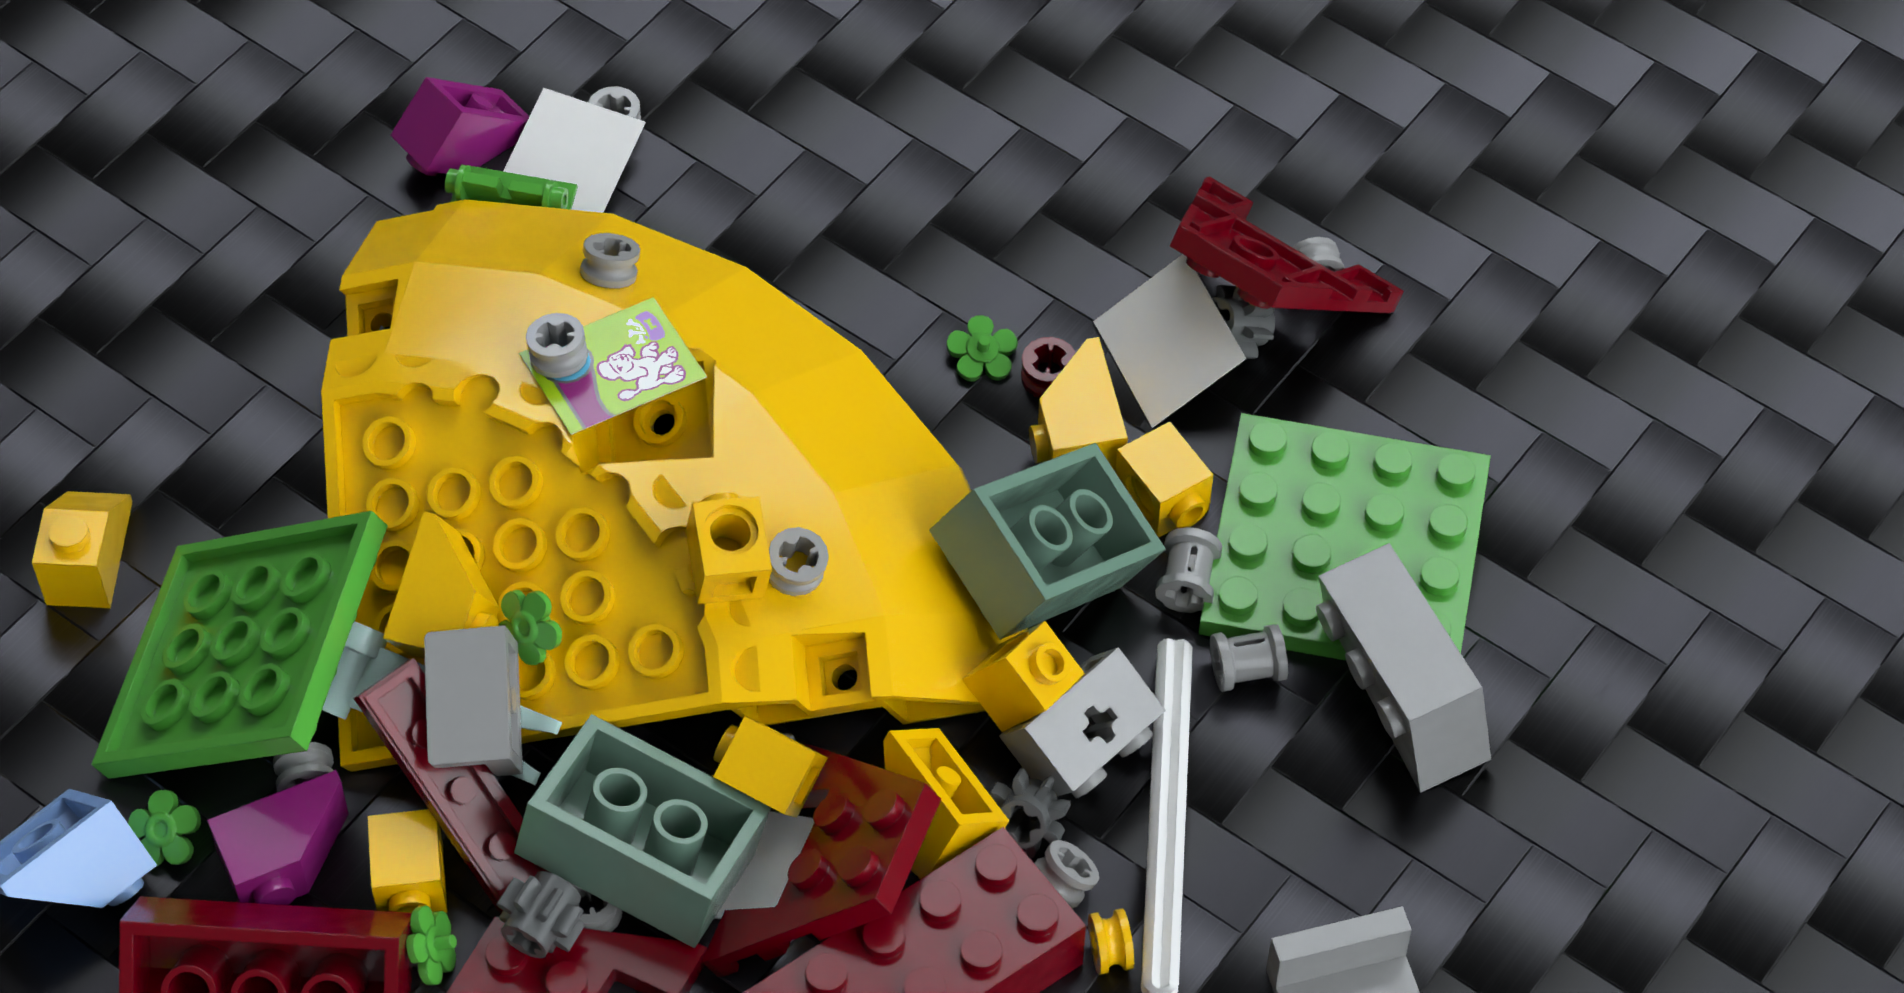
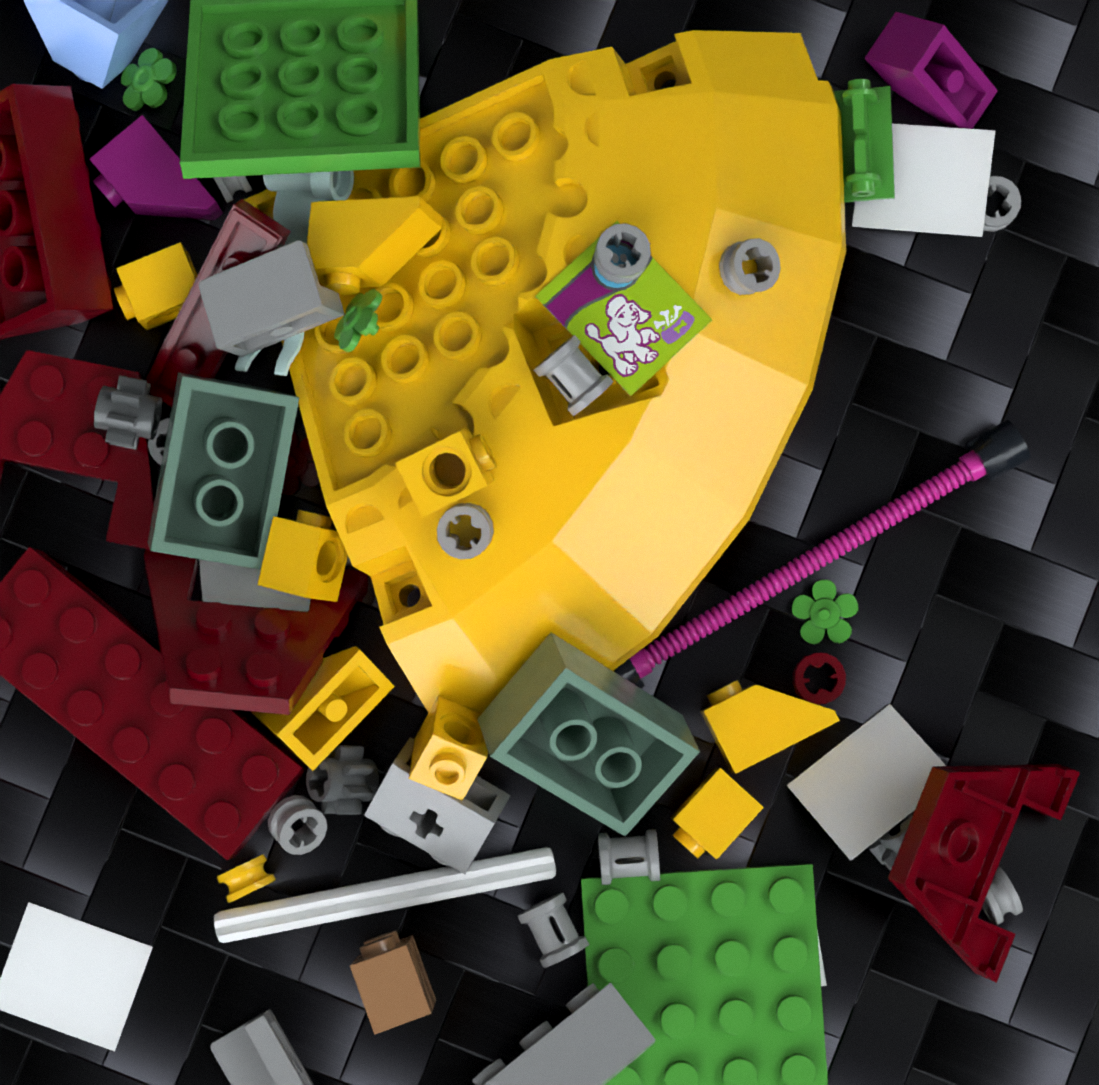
camera: 75 degrees right, 30 degrees up
(431, 944) = (94, 331): bright green plant -> none
(668, 413) = (573, 375): none -> light grey bush
(867, 173) = (989, 456): none -> dark pink hose
(1266, 800) = (392, 981): none -> medium nougat brick

